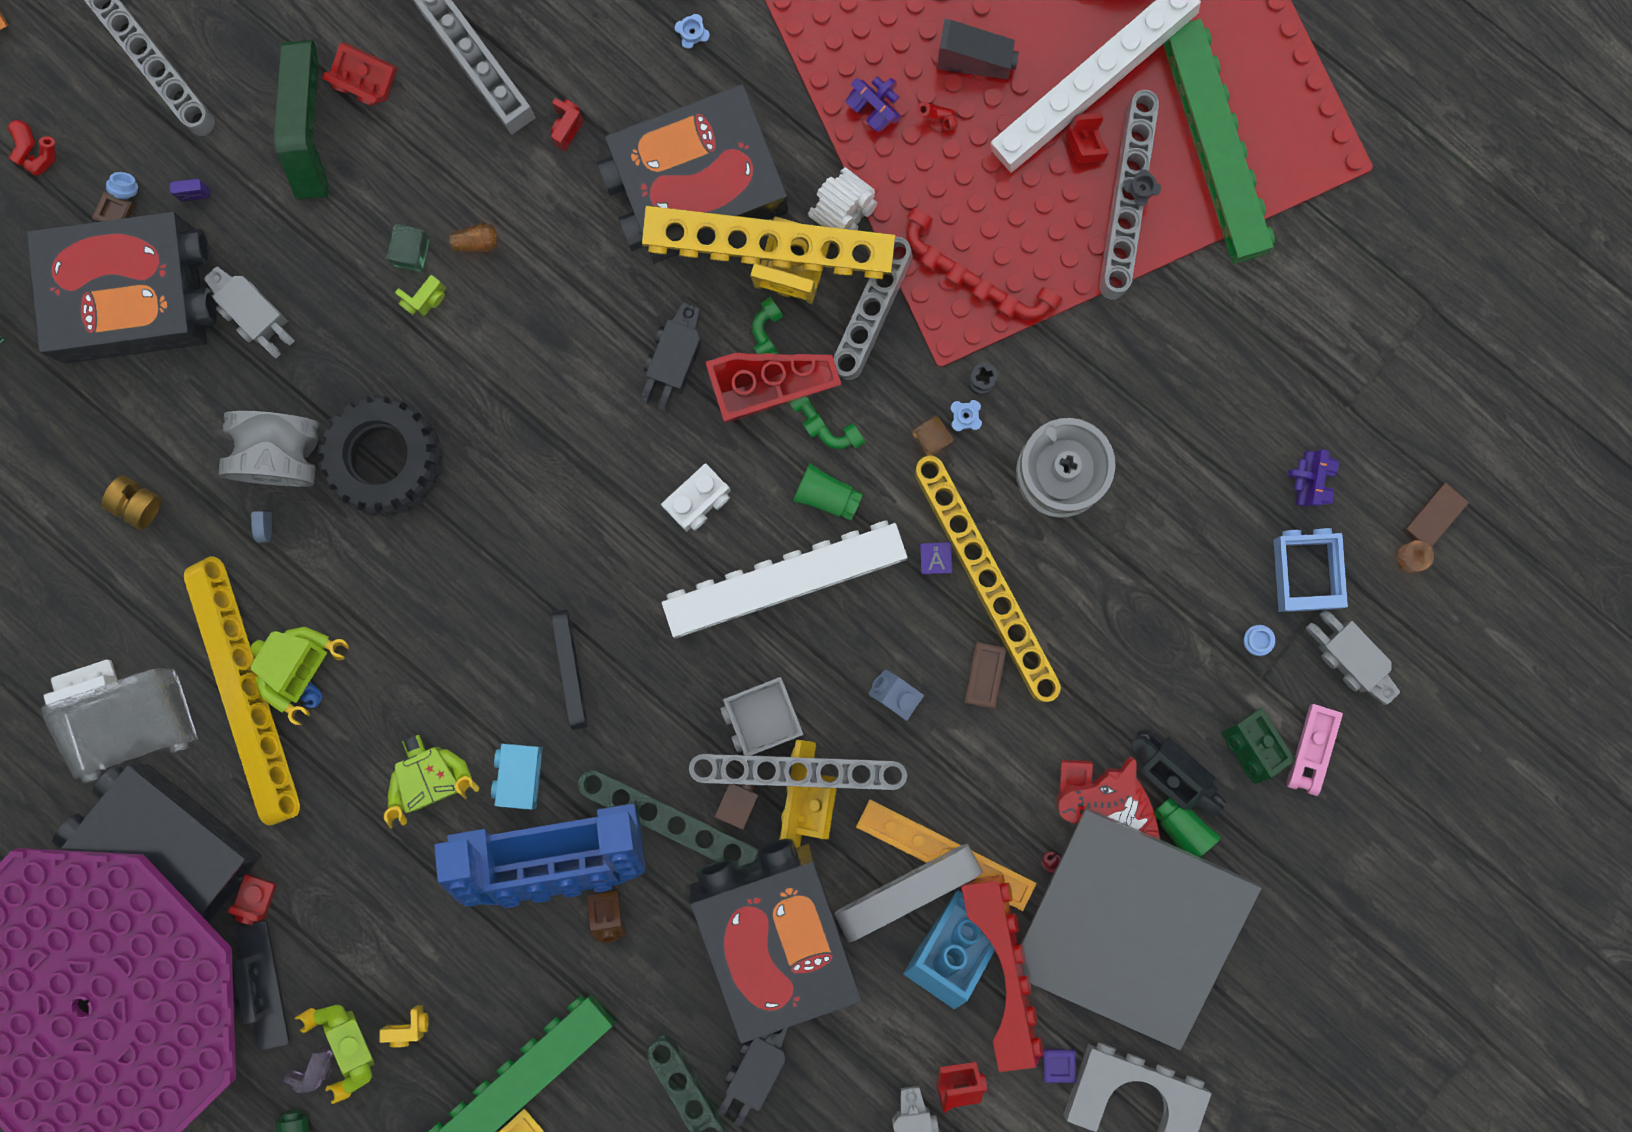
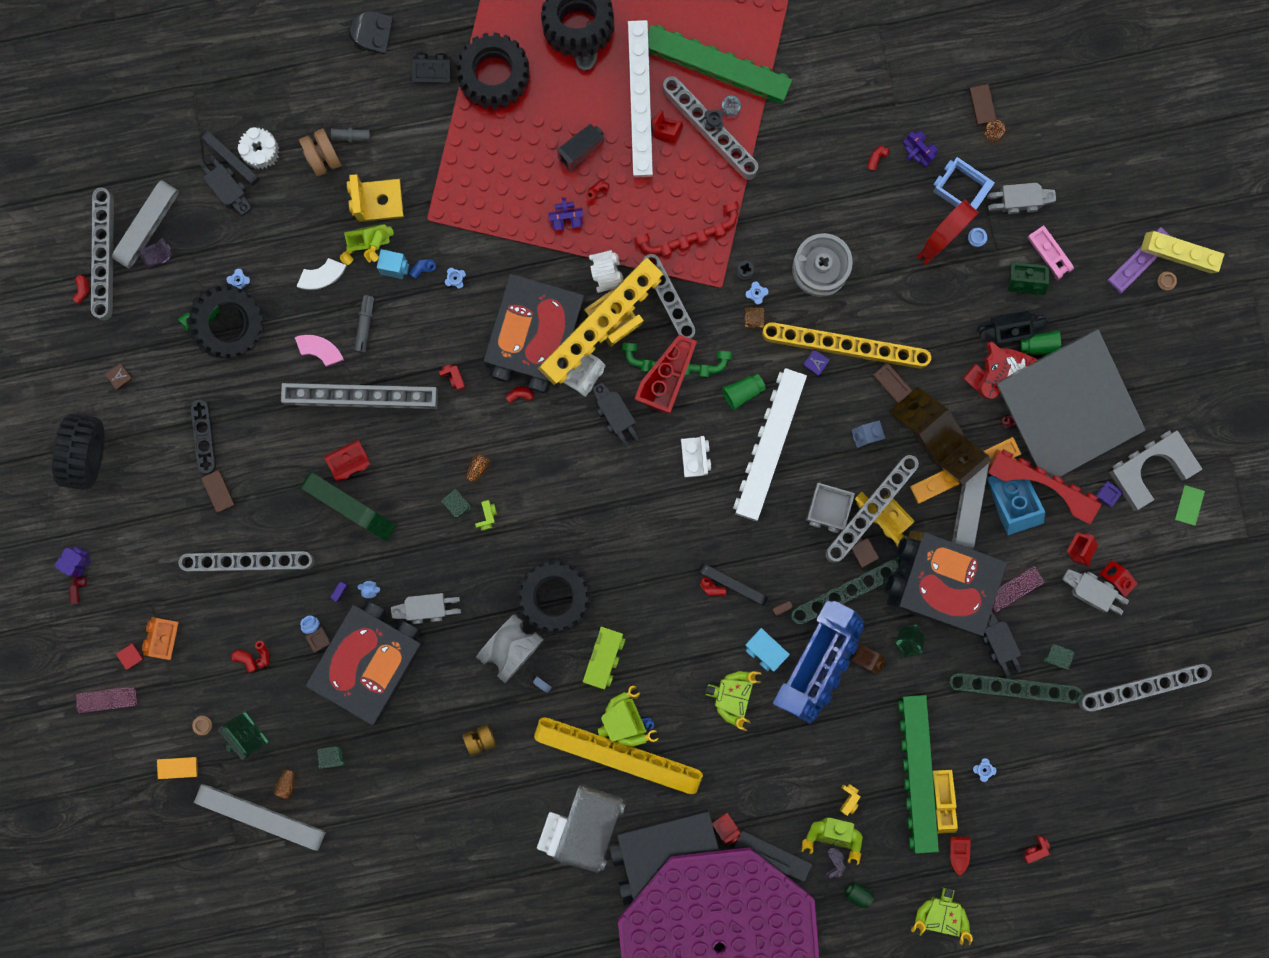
camera: 60 degrees left, 0 degrees up
(220, 223) = (368, 589): none -> light blue plate
(352, 578) = (604, 658): none -> lime wedge
(544, 647) = (711, 589): none -> red arm
(586, 755) = (782, 608): none -> reddish brown tile
(609, 218) = (522, 392): none -> red arm
(670, 951) = (910, 640): none -> clear green panel
(694, 279) = (585, 375): none -> white bracket
(843, 1038) = (1017, 588): none -> clear pink plate
(961, 789) = (940, 436): none -> dark brown bracket
(1174, 206) = (733, 109): none -> clear light blue wheel
(1237, 592) = (948, 230): none -> red animal
(1261, 430) = (875, 156): none -> red arm
(1397, 874) = (1132, 268): none -> medium lavender tile
(1397, 929) = (1167, 281): none -> medium nougat plate
(1451, 921) = (1182, 252): none -> light yellow brick

